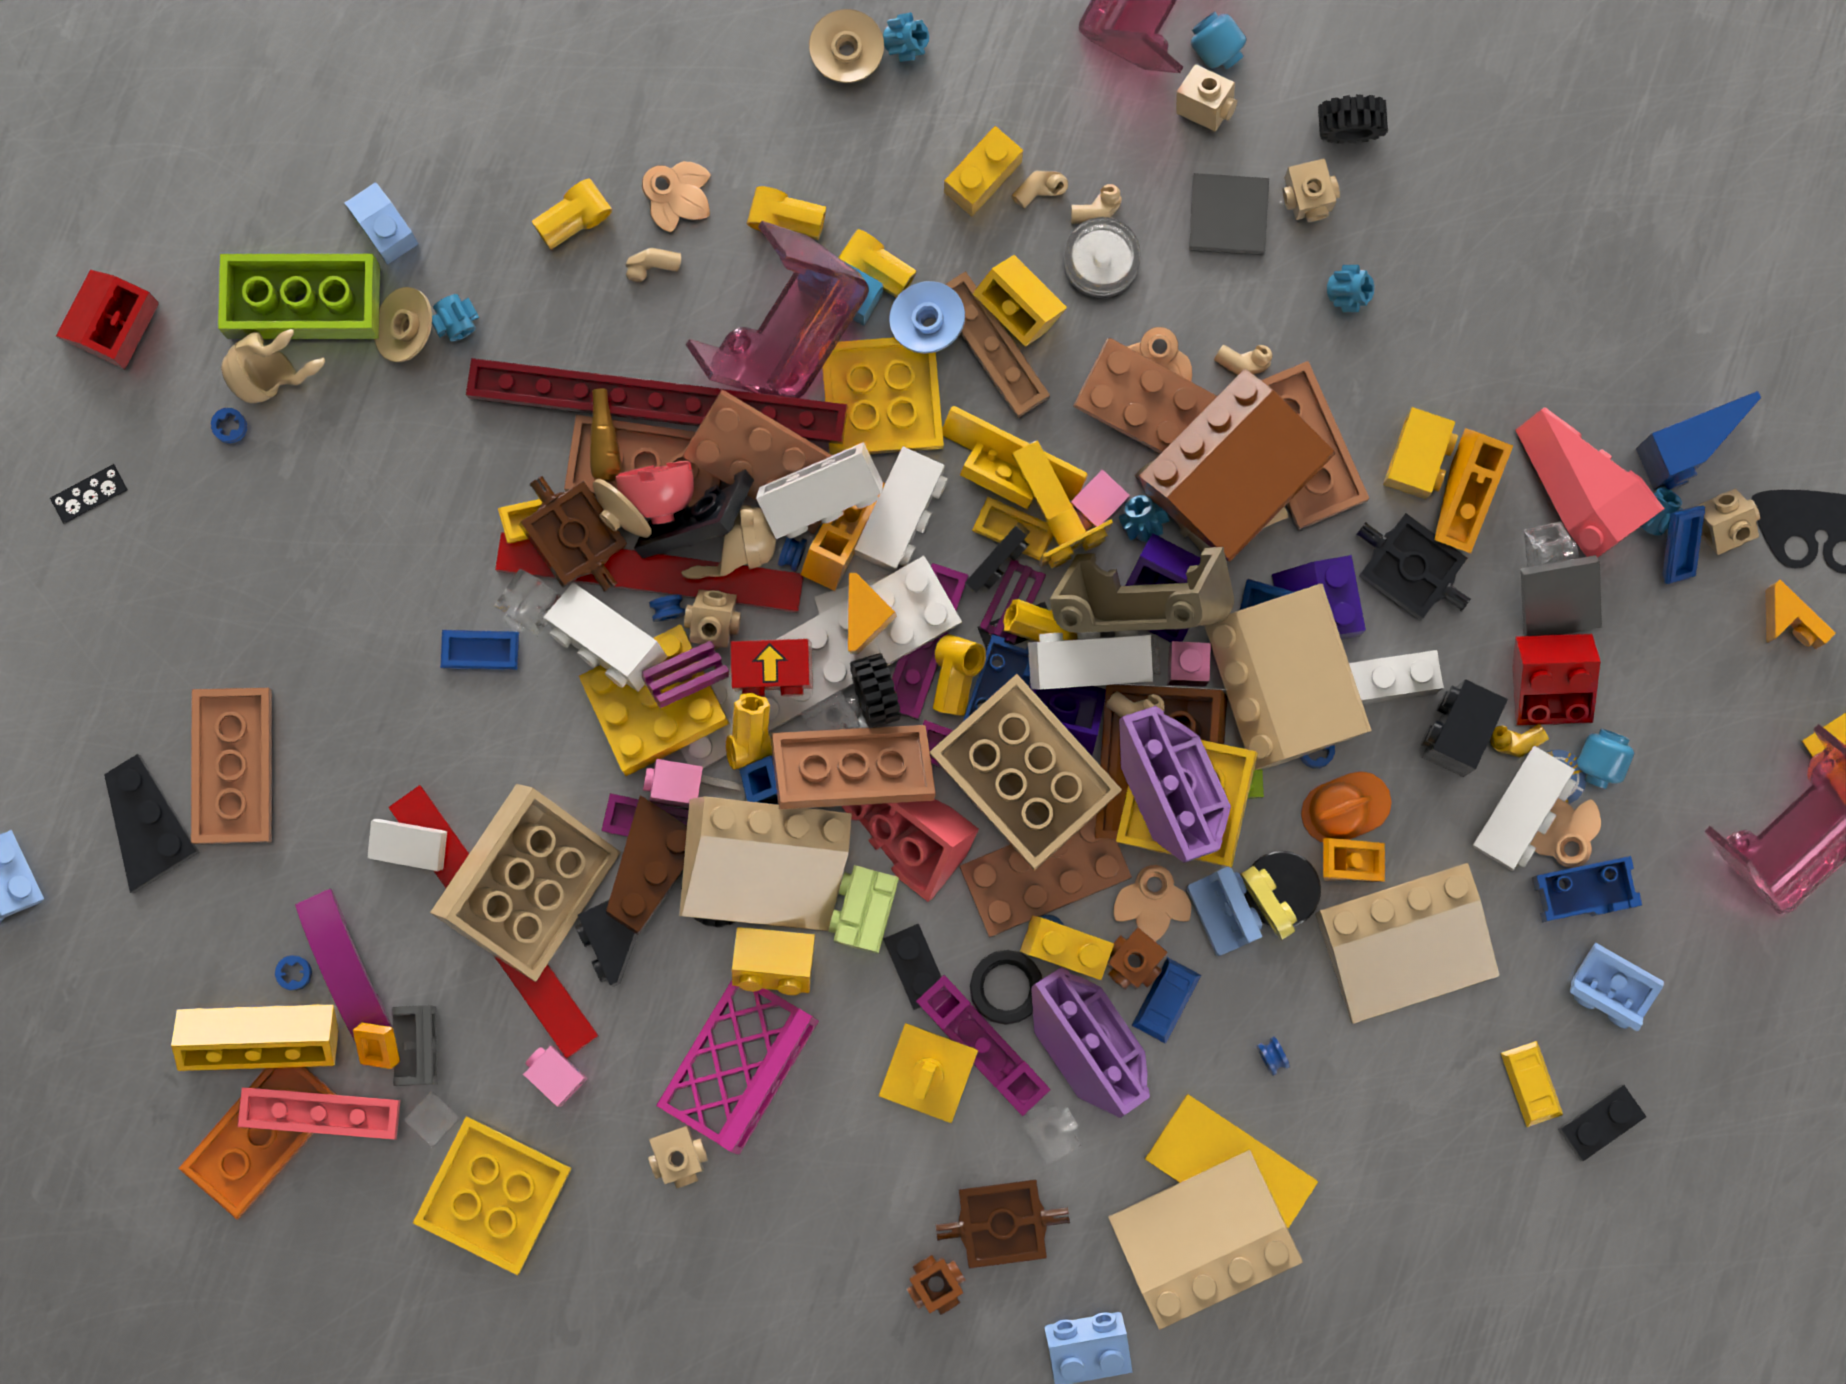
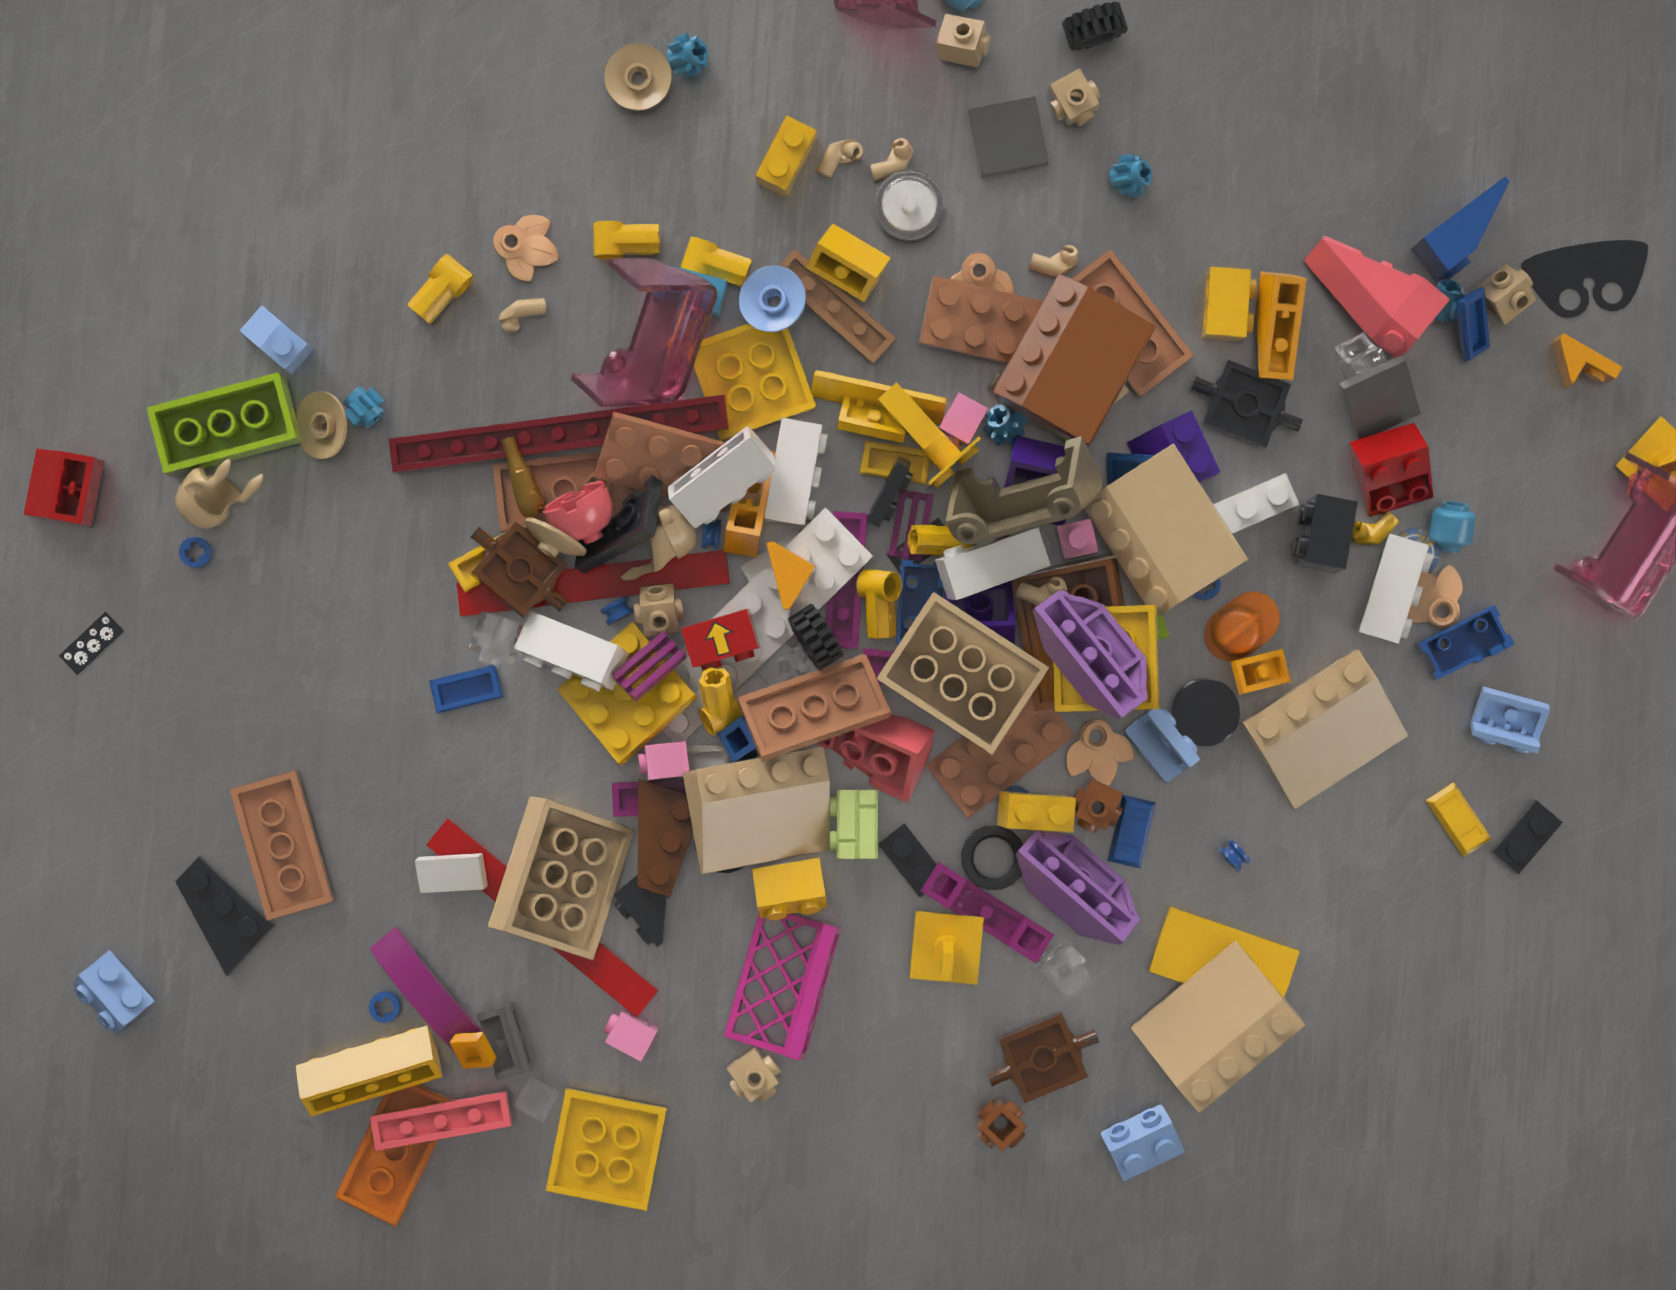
camera: 10 degrees left, 5 degrees up
(1278, 915) = (1187, 717): light yellow plate -> none

